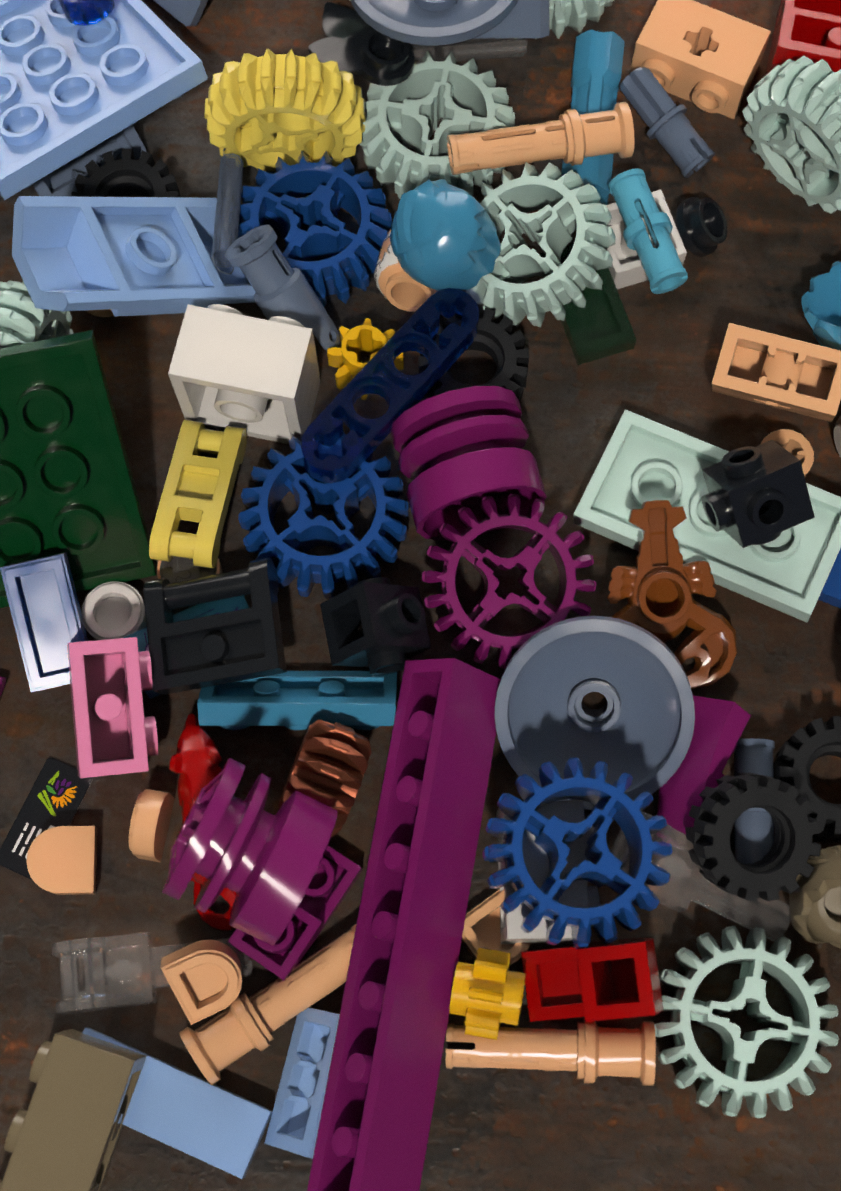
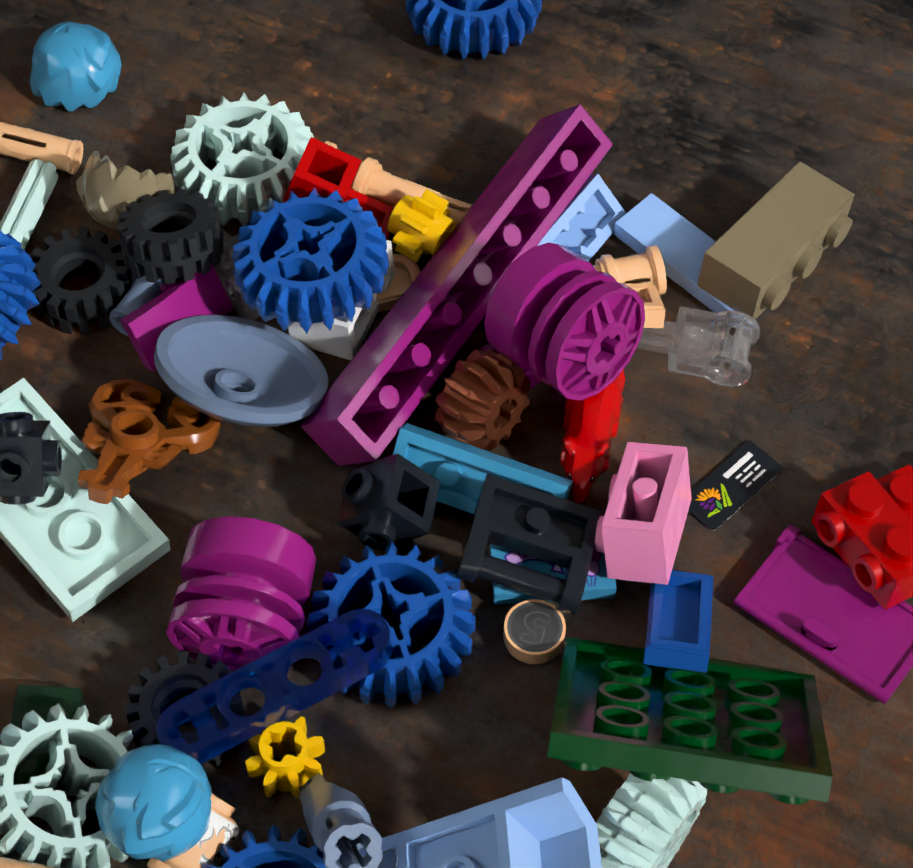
camera: 160 degrees left, 15 degrees down
(64, 860) = (721, 439): light nougat tile -> none
(113, 611) = (616, 619): white tile -> none
(150, 824) = (642, 427): light nougat tile -> none
(197, 492) = (498, 686): light yellow plate -> none
(245, 372) = (408, 751): white brick -> none
(525, 559) = (258, 479): magenta gear -> none

